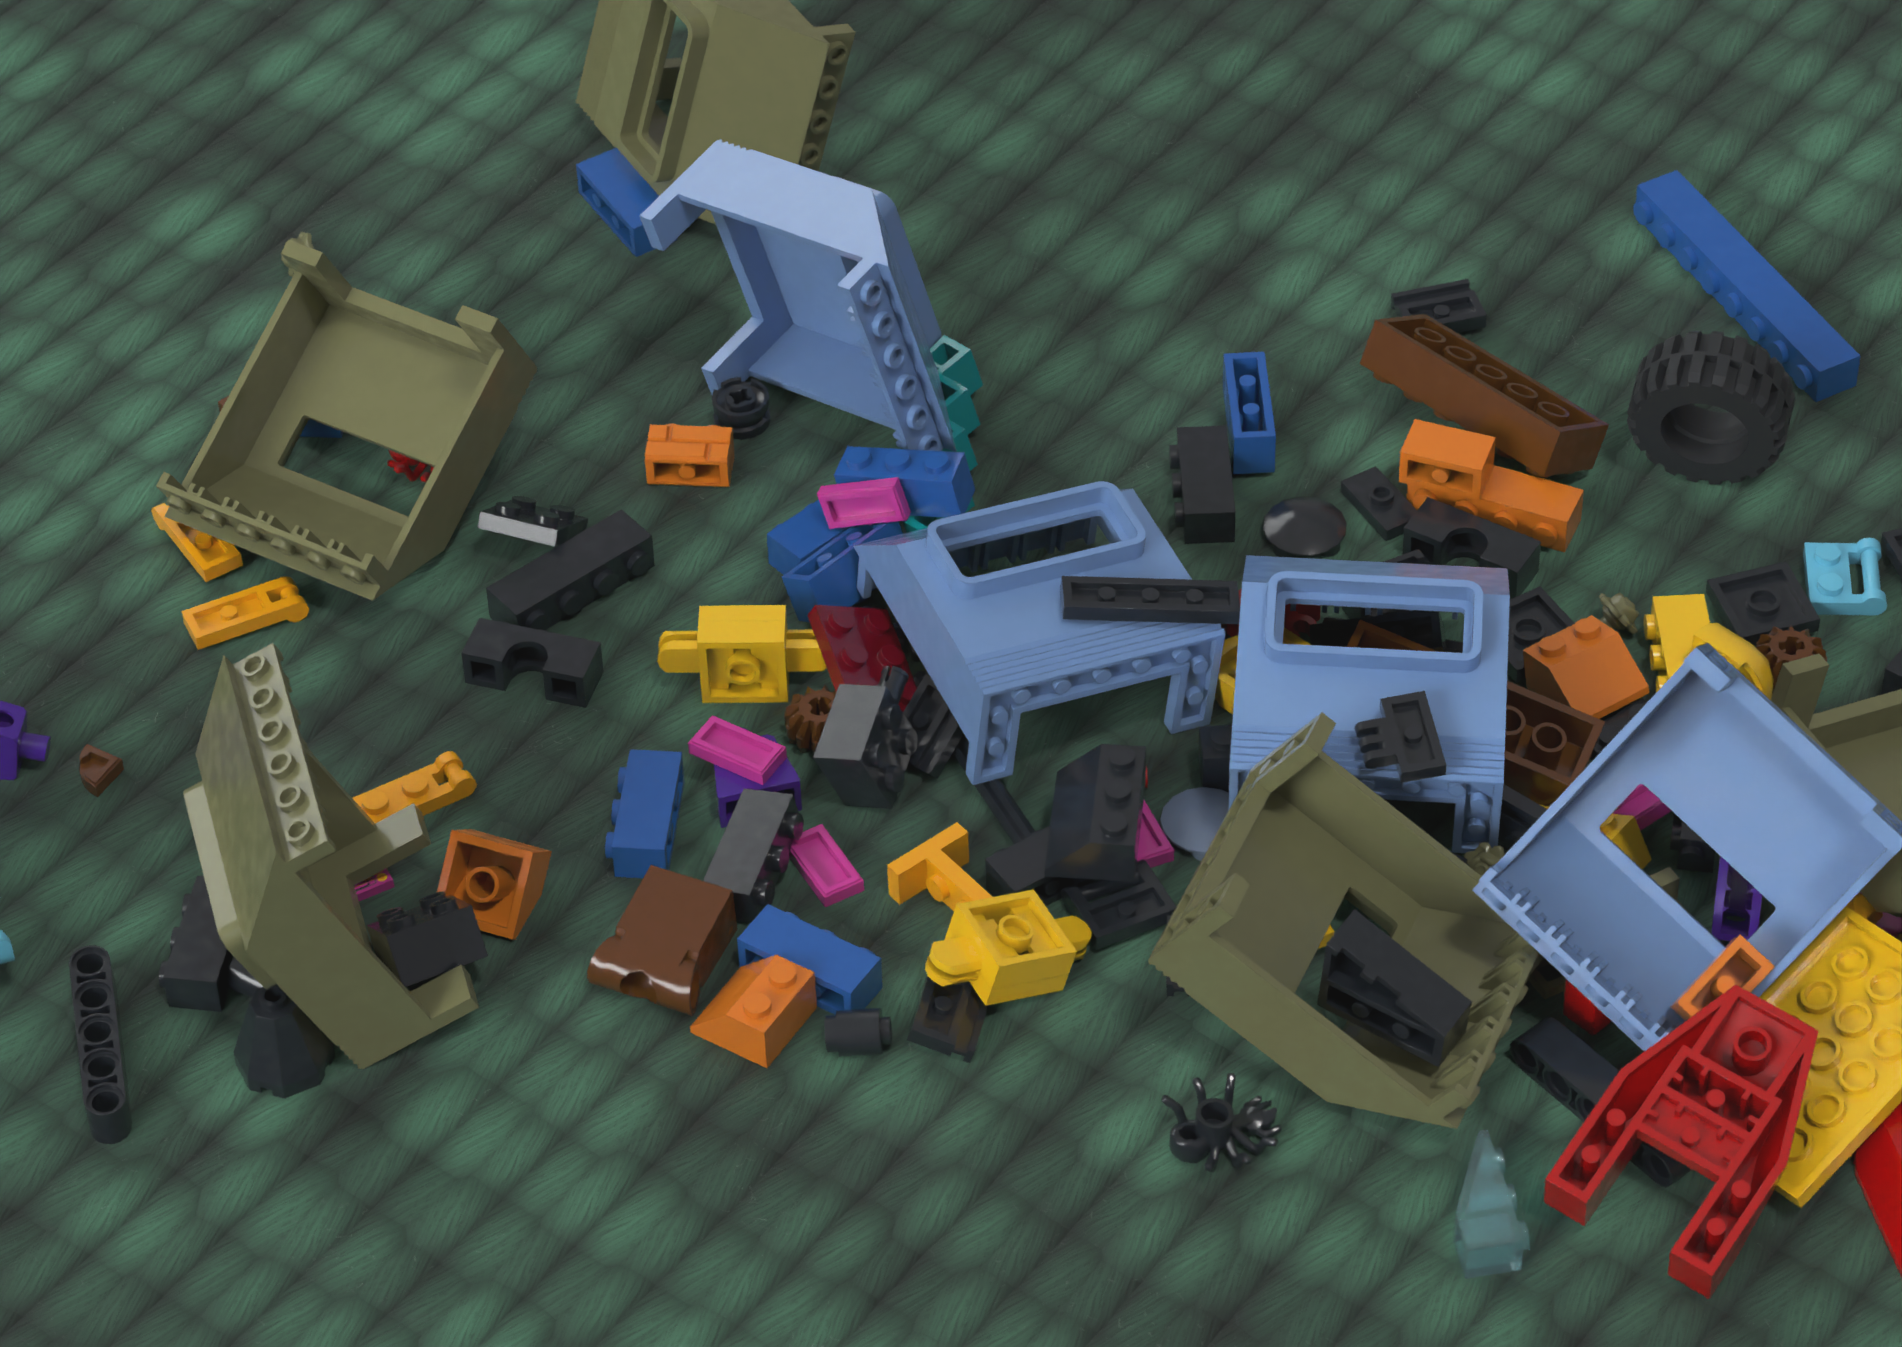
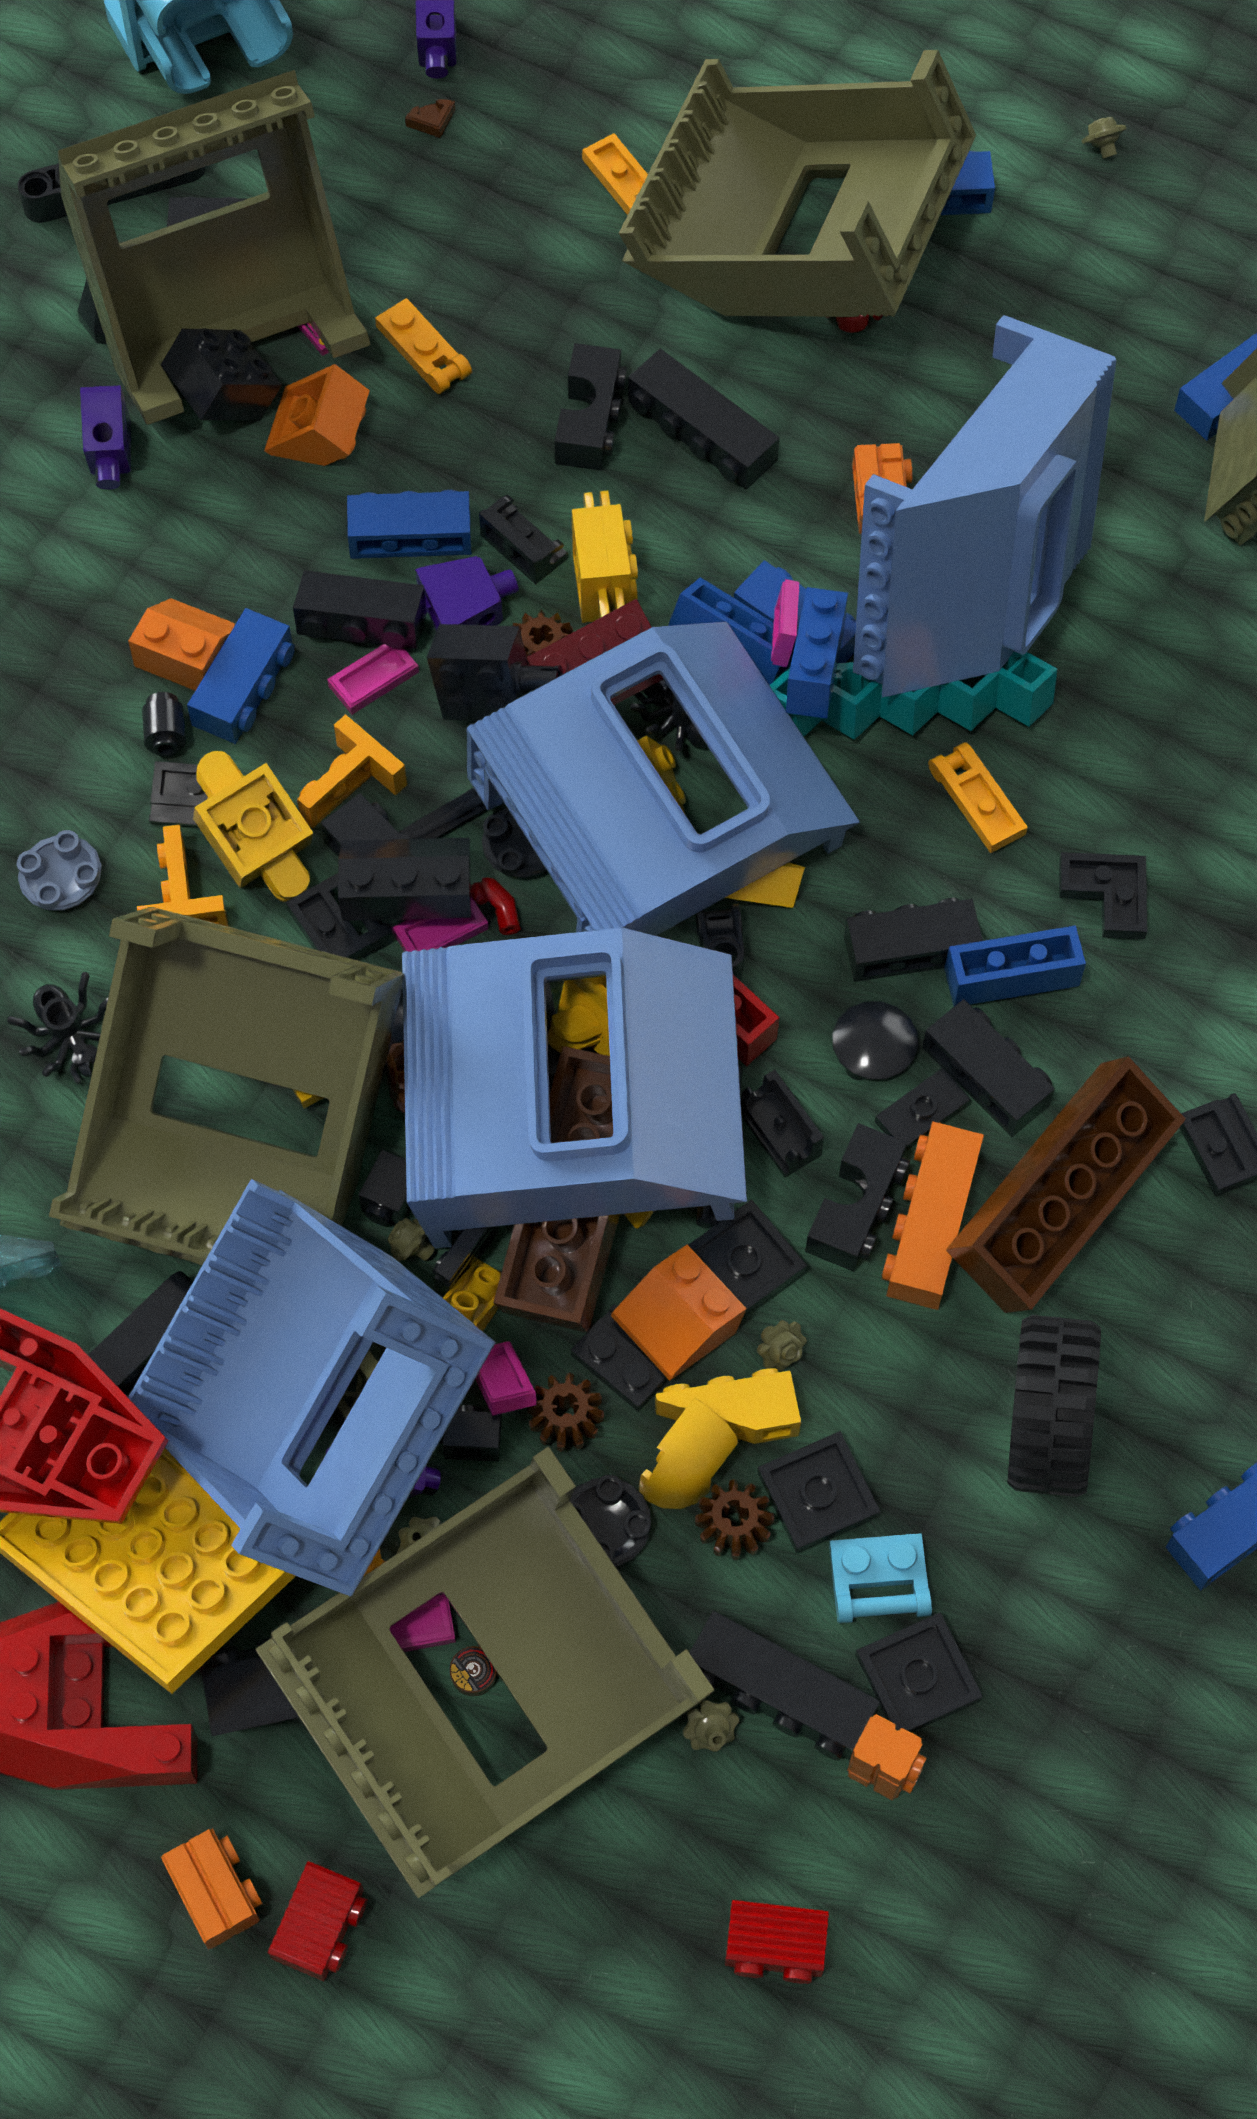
camera: 80 degrees right, 20 degrees up
(476, 1053) = (106, 434): none -> dark purple torso
(531, 522) = (760, 374): black plate -> none
(667, 940) = (249, 560): reddish brown piece -> none
(681, 730) = (520, 540): none -> black hinge
(737, 750) = (470, 573): dark pink tile -> none
(1024, 1132) = (59, 871): none -> sand blue dish
(1044, 751) = (508, 847): none -> black dish
(1052, 427) = (978, 797): none -> light orange plate
(1063, 1026) = (176, 889): none -> light orange bracket
(1149, 600) = (610, 851): black plate -> none
(1163, 344) = (1115, 880): none -> black plate
(1345, 447) = (988, 1067): none -> black brick
(1390, 992) = (163, 1136): black wedge -> none
(1403, 738) = (432, 1098): black hinge -> none
(1447, 459) = (945, 1149): orange brick -> none
(1736, 964) = (206, 1440): orange brick -> none

